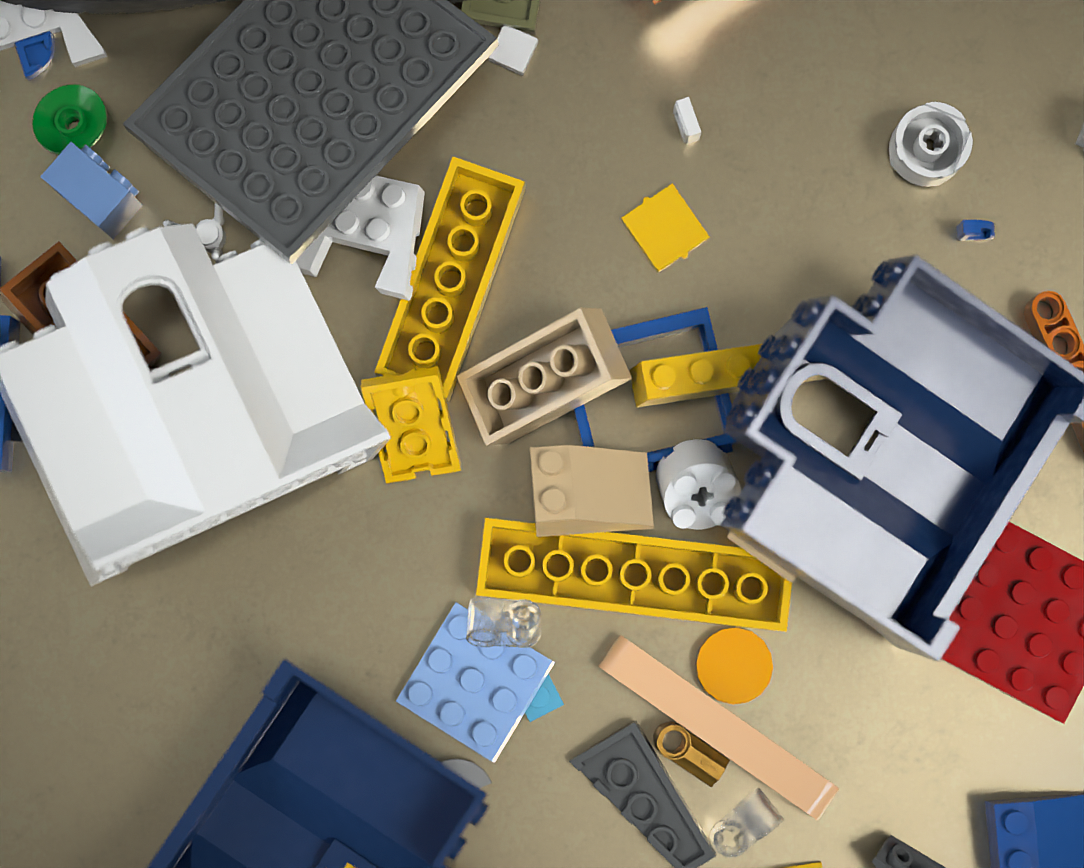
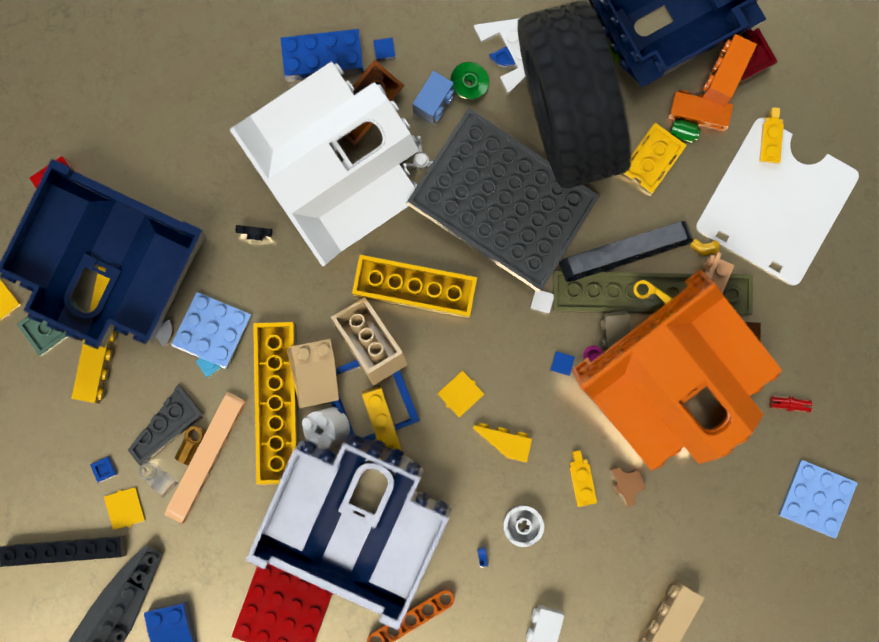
camera: 85 degrees right, 0 degrees up
(298, 573) = (253, 233): none -> black piece
(378, 220) = (439, 246): white wing -> none
(417, 426) = (337, 278): yellow piece -> none
(498, 622) = (241, 336): clear piece -> none
(635, 30) = (562, 363): none -> blue tile
(687, 121) = (517, 396): white tile -> none
(734, 665) = (237, 461): light orange tile -> none
(776, 149) = (510, 445): none -> yellow slope
(858, 27) = (582, 480): none -> yellow hinge

